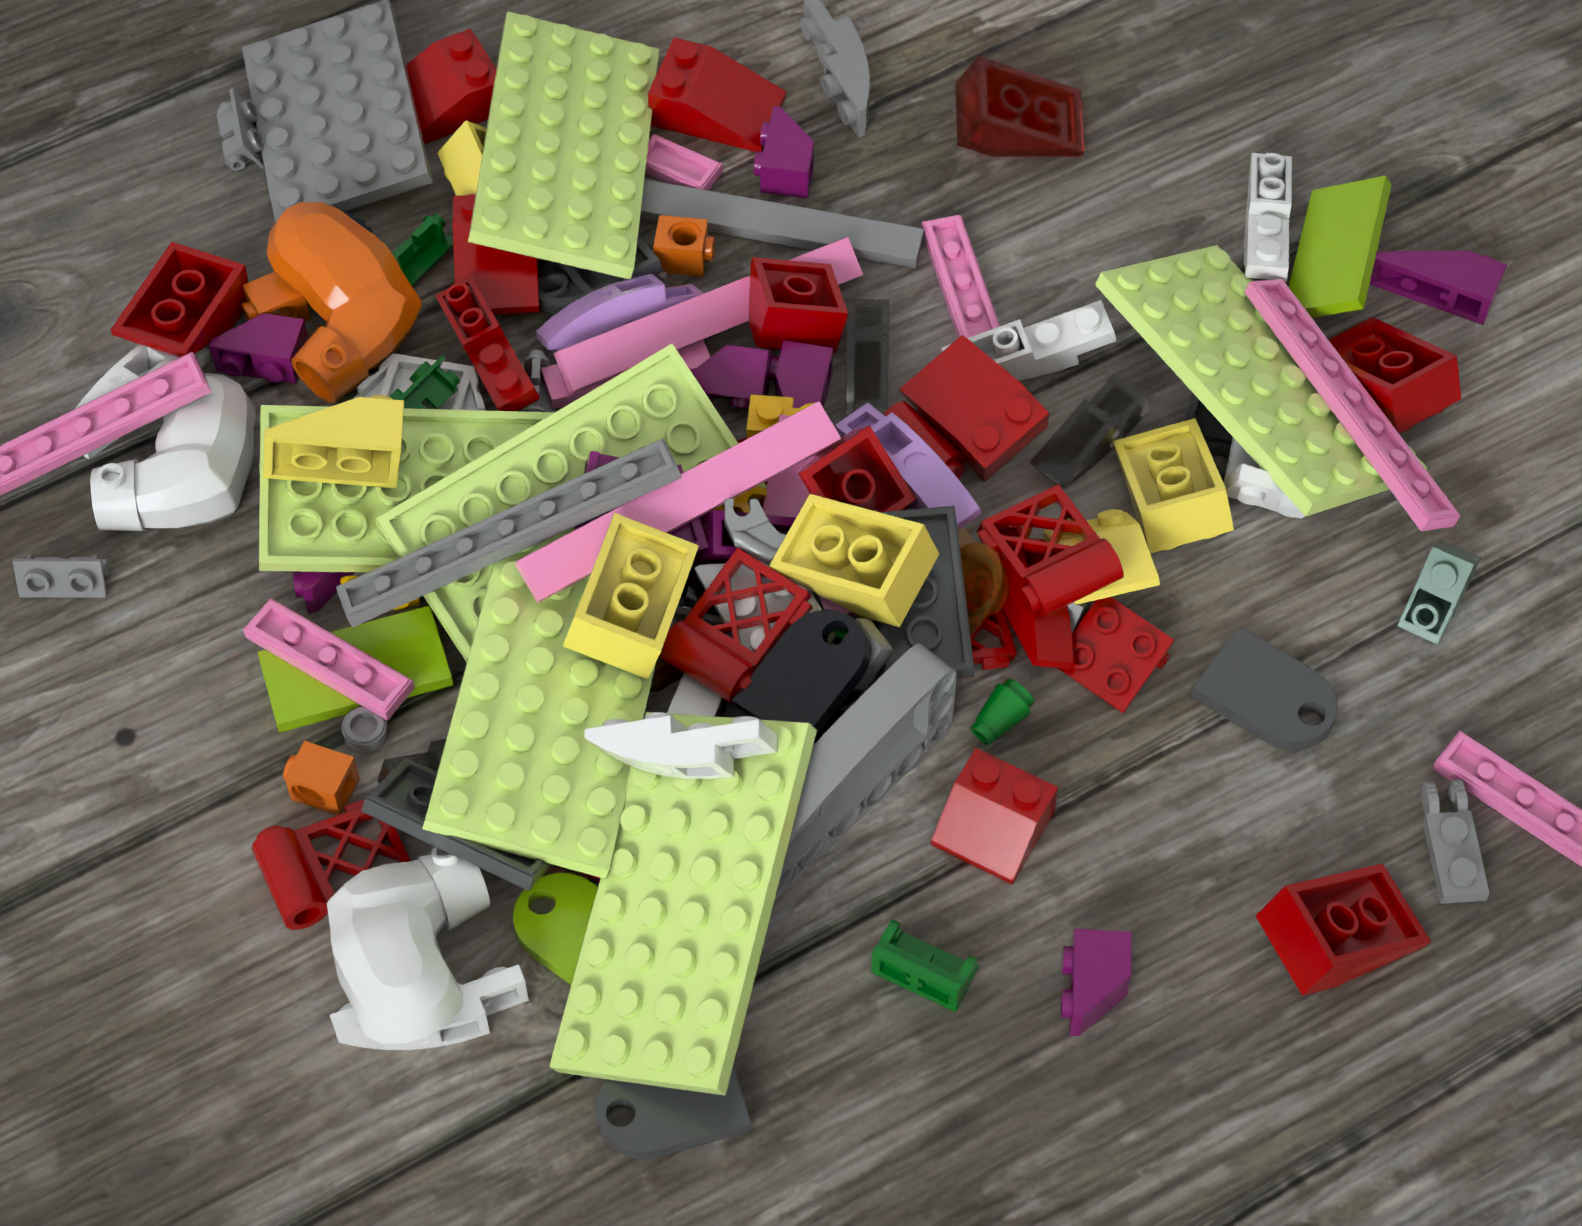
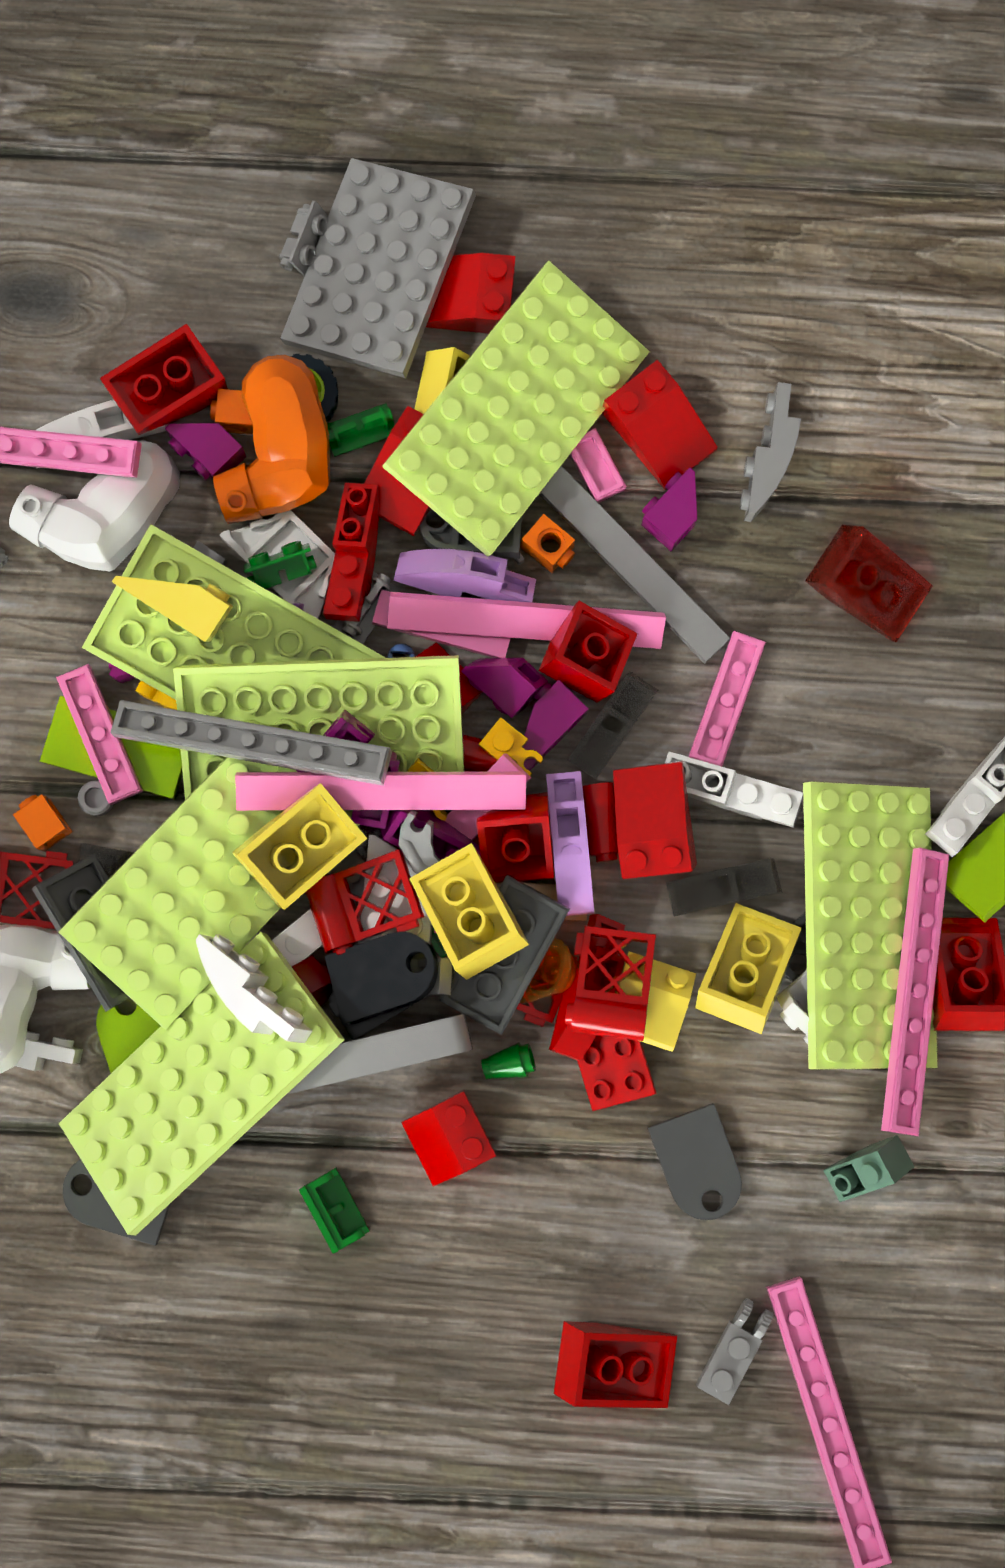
camera: 30 degrees right, 25 degrees up
(1098, 975) = (434, 1295): magenta slope -> none

